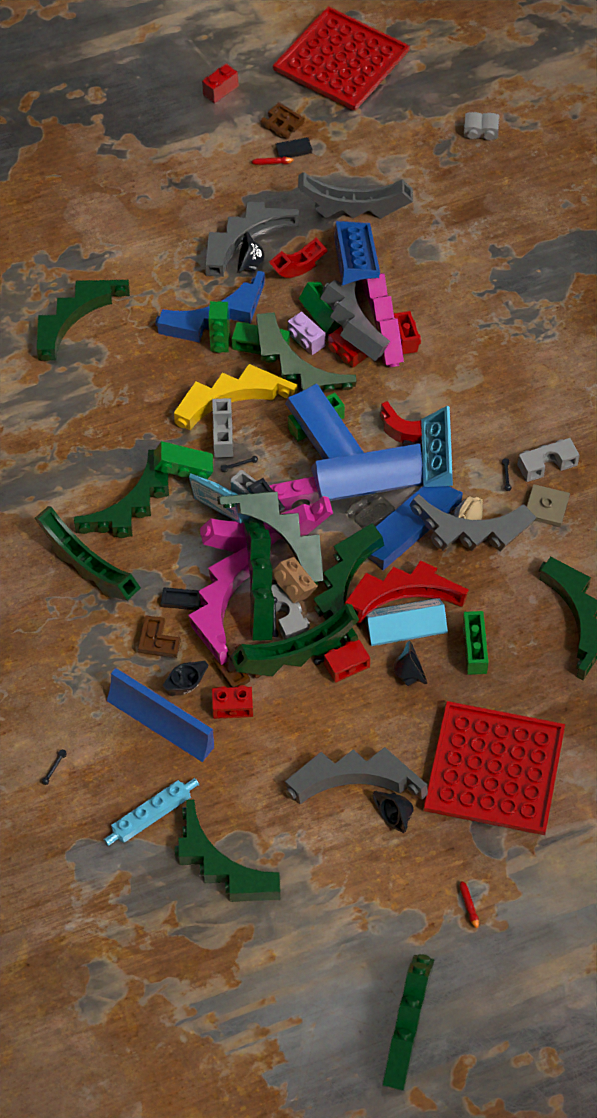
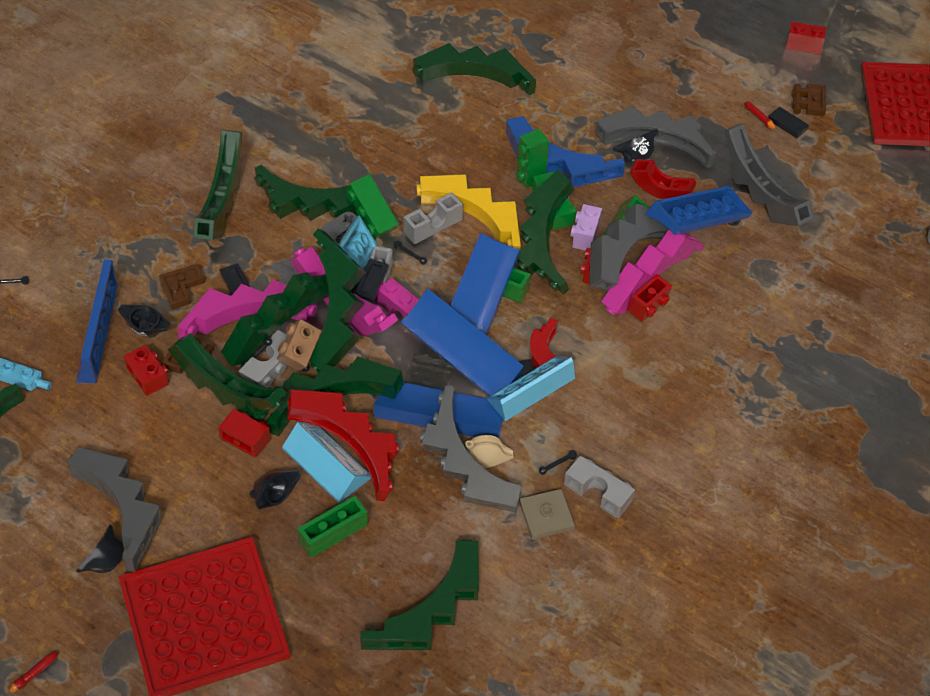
camera: 55 degrees right, 5 degrees down
(183, 497) = (339, 226): none -> dark grey piece

